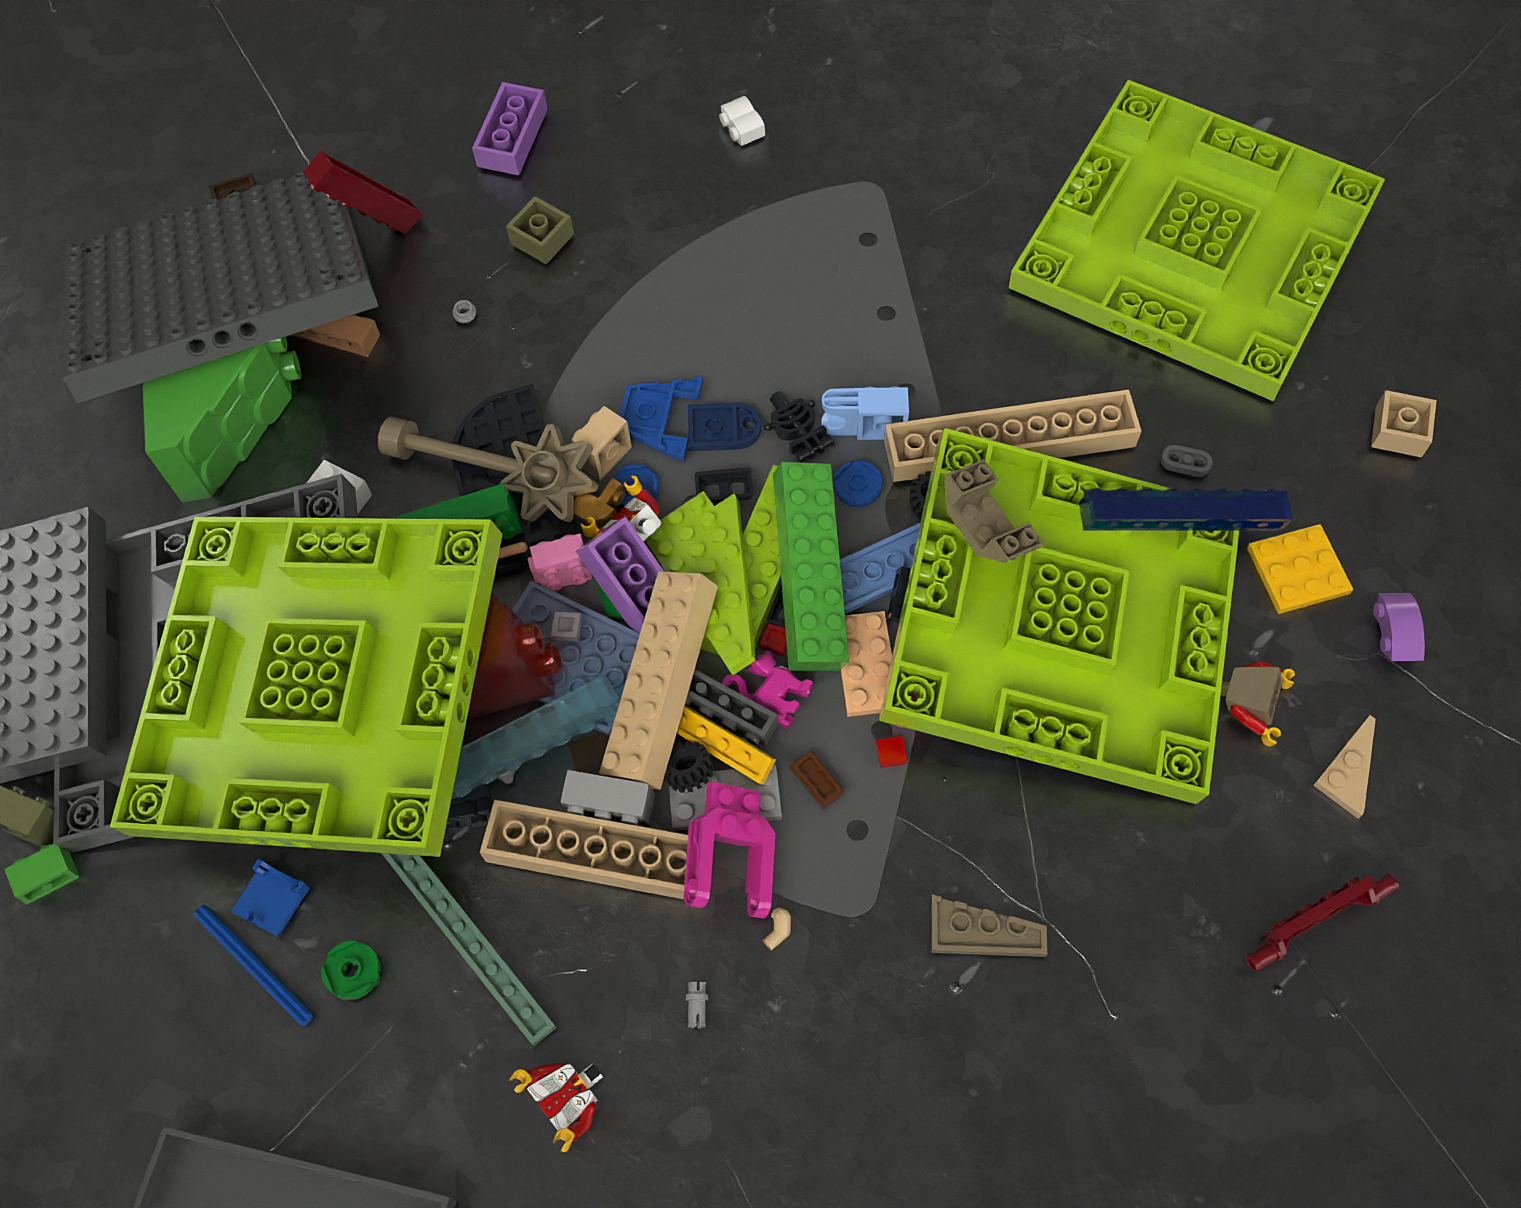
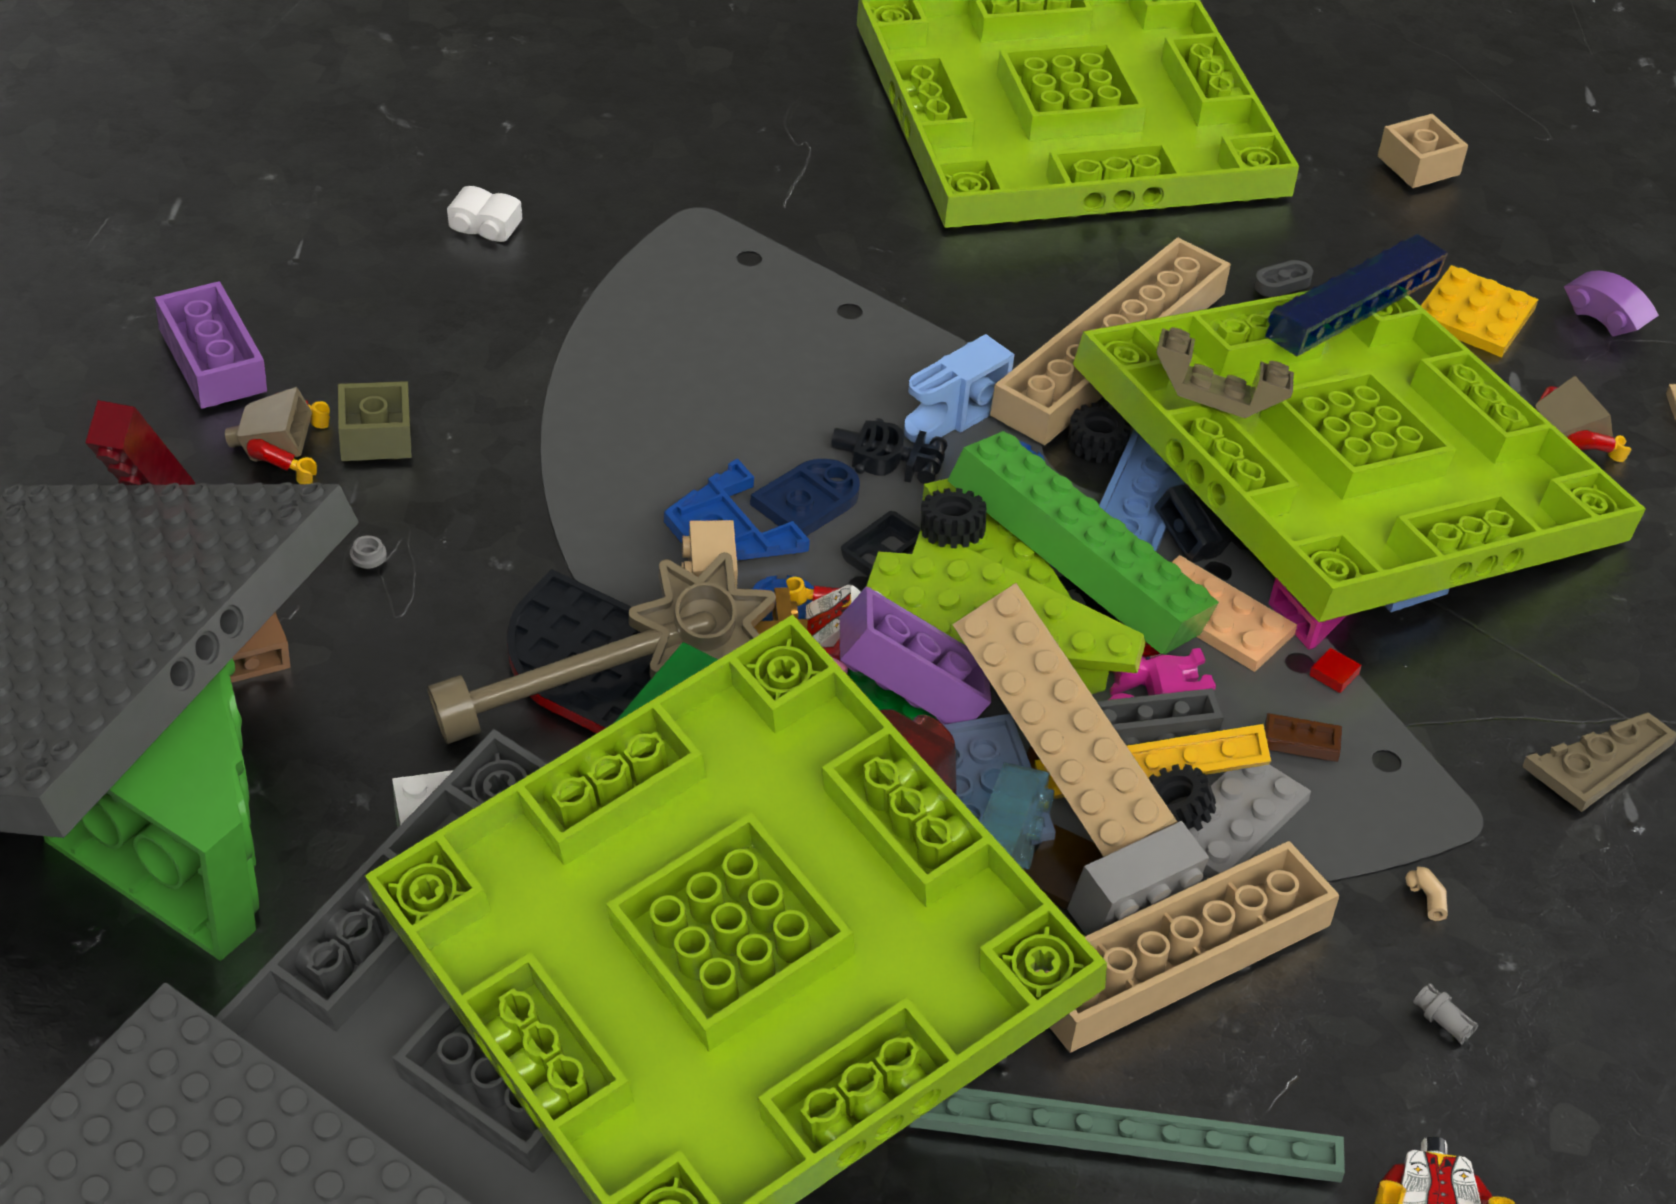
camera: 50 degrees left, 20 degrees down
(488, 204) = (277, 429): none -> dark tan torso
(734, 819) = (1320, 838): dark pink plate -> none
(747, 489) = (953, 518): none -> black tyre

